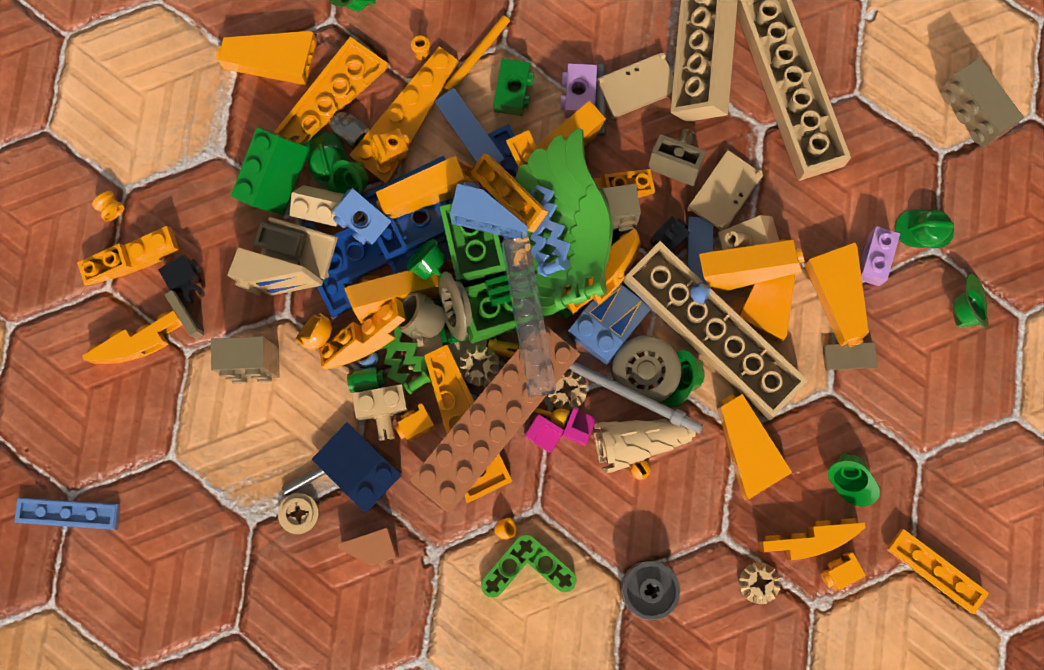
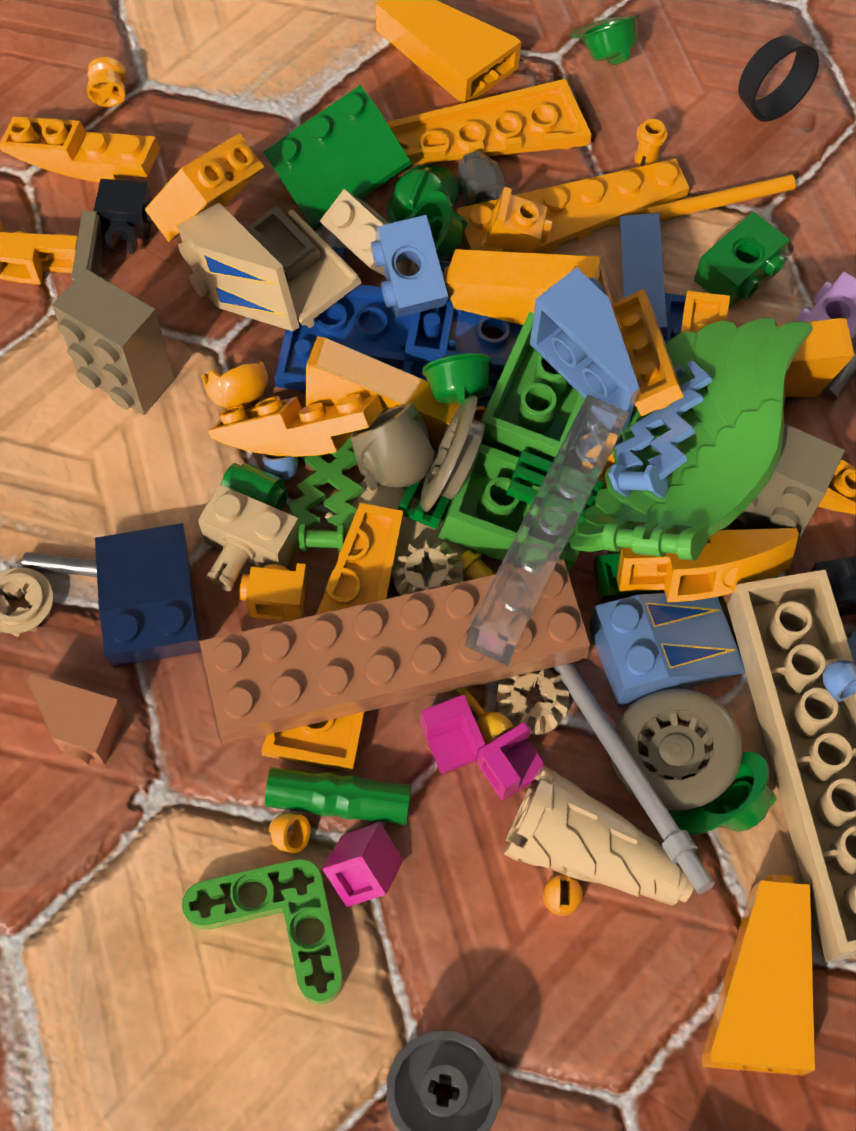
camera: 30 degrees right, 15 degrees down
(218, 243) = (203, 183): none -> light orange window
(514, 497) = (338, 795): none -> green axle
(547, 519) = (363, 864): none -> dark pink panel

